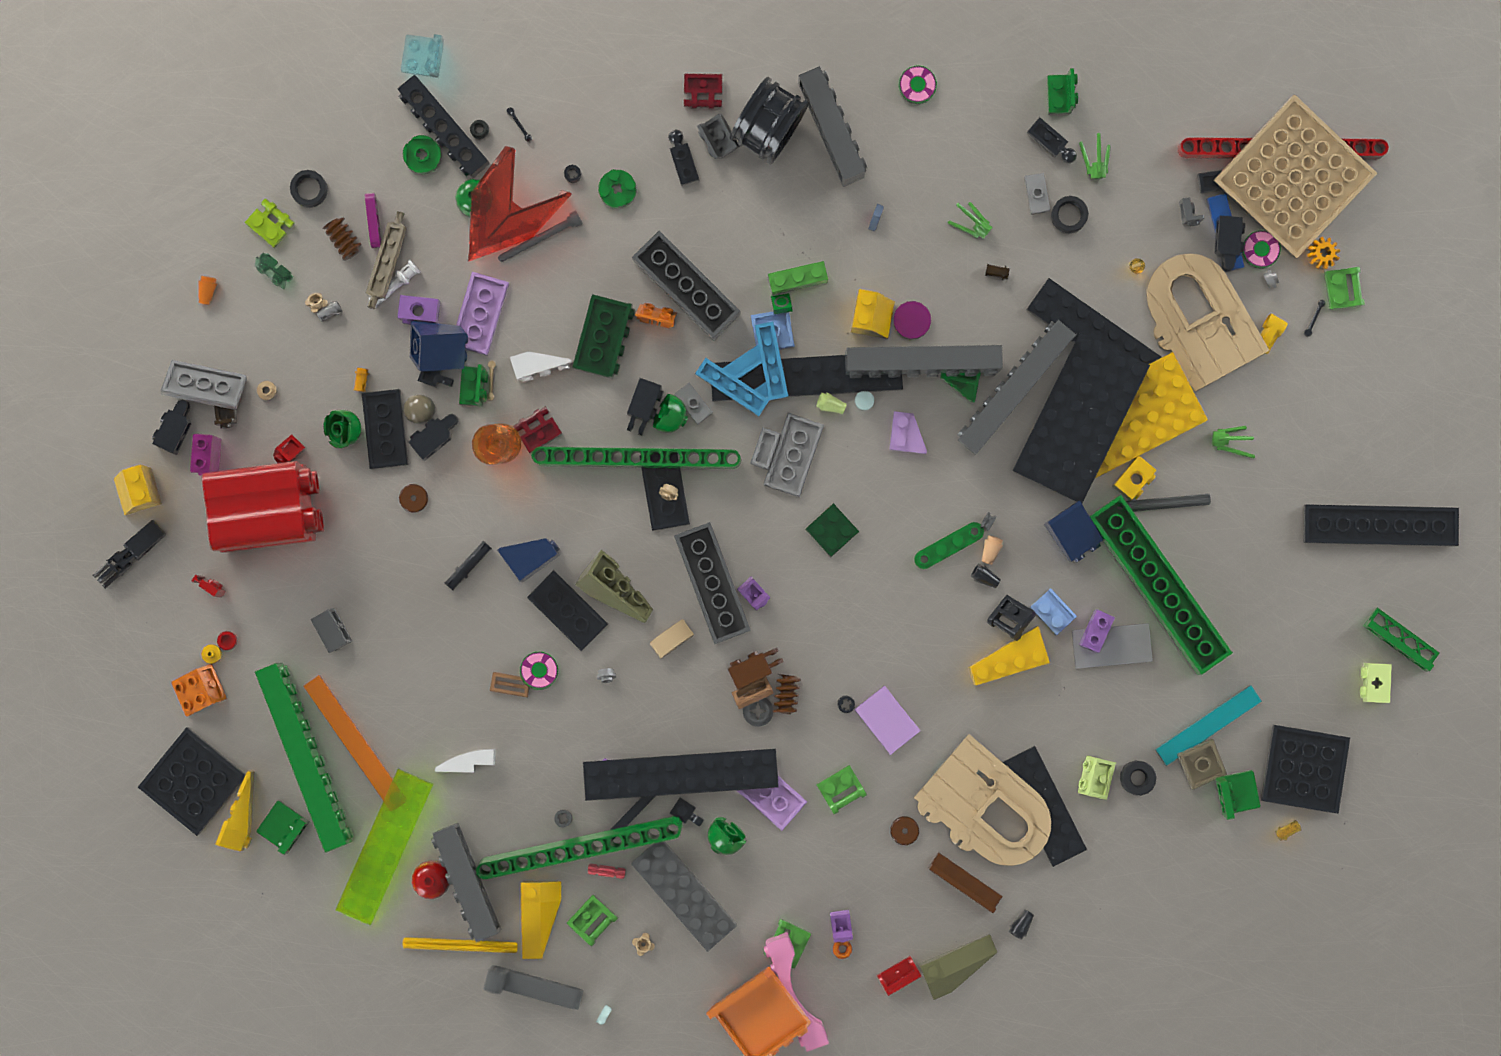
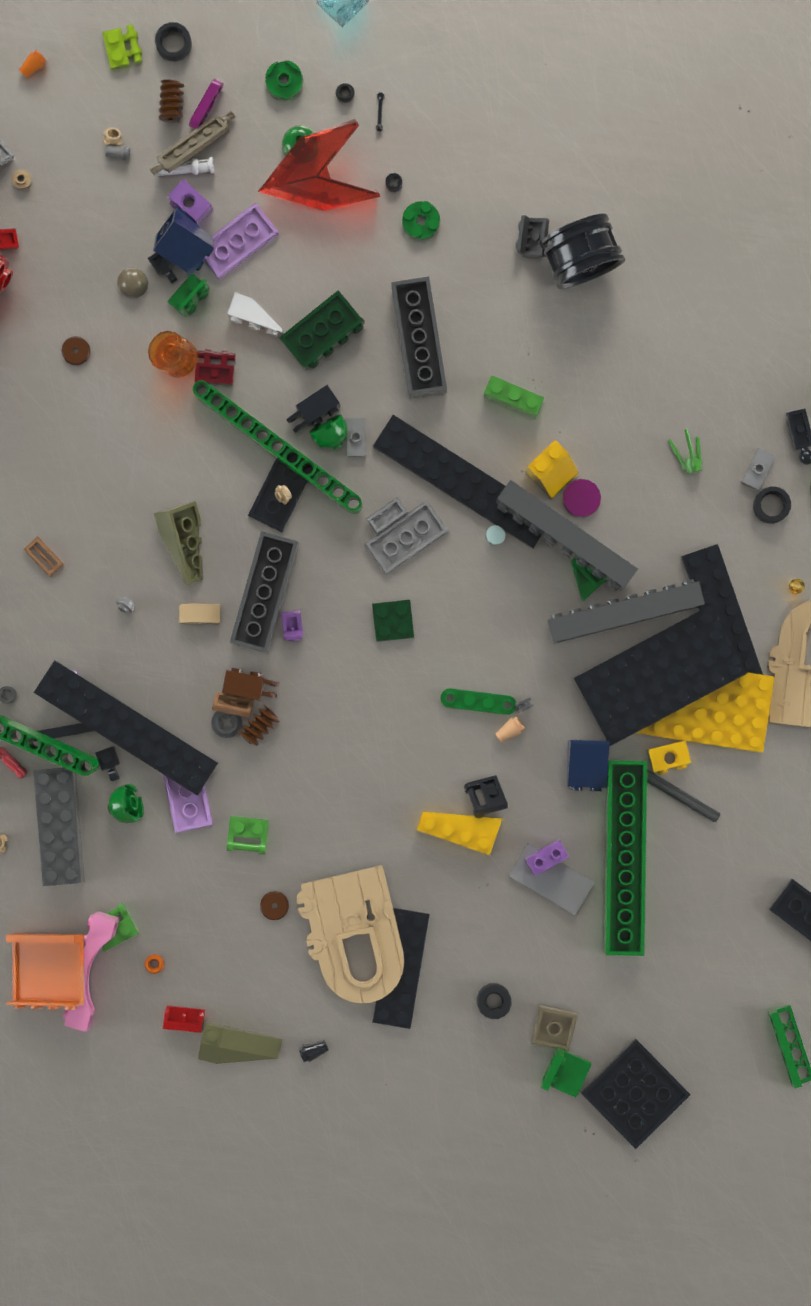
camera: 35 degrees right, 0 degrees up
(266, 265) = (94, 78): clear green hinge -> none
(342, 428) = (59, 252): green cylinder -> none
(361, 379) = (103, 225): light orange pin -> none
(384, 429) = (93, 278): black tile -> none
(415, 87) = (316, 21): black brick -> none
(433, 436) = (127, 312): black hinge -> none
(465, 568) = (79, 436): black pin -> none
(491, 365) = (216, 289): tan hinge -> none
(529, 557) = (132, 465): dark blue slope -> none
(538, 670) = (74, 561): tile -> none
(567, 610) = (133, 530): black tile -> none
(572, 220) = (365, 219): dark grey piece -> none
(649, 311) = (372, 337): orange hinge -> none
(682, 158) = (491, 234): black plate -> none
(702, 84) = (551, 186): dark red plate -> none
(728, 381) = (441, 438): dark azure plate -> none
(781, 303) = (485, 408): green tile -> none
(782, 327) = (462, 425): light blue tile -> none
(829, 403) = (466, 518): yellowish green cone -> none
(831, 126) = (630, 292): dark grey brick -> none
(841, 926) = (166, 944): medium lavender bracket -> none
(851, 706) = (299, 764): black bush -> none
(876, 217) = (613, 393): sand blue tile -> none
(887, 720) = (325, 806): lavender tile -> none
(906, 434) = (509, 586): lavender wing -> none
(917, 84) = (725, 311): tile -> none
(965, 882) = (292, 983): reddish brown fence -> none
(985, 576) = (489, 747): black cone -> none
(997, 271) = (679, 509): dark brown pin -> none
(1053, 611) = (523, 816): light blue plate -> none
(1096, 777) = (460, 976): yellowish green bracket -> none
(1208, 724) = (583, 1000): teal tile -> none
(1221, 438) = (762, 775): bright green plant -> none
(1288, 830) = (585, 1132): clear yellow pin -> none
(1380, 673) = (754, 1063): yellowish green brick -> none

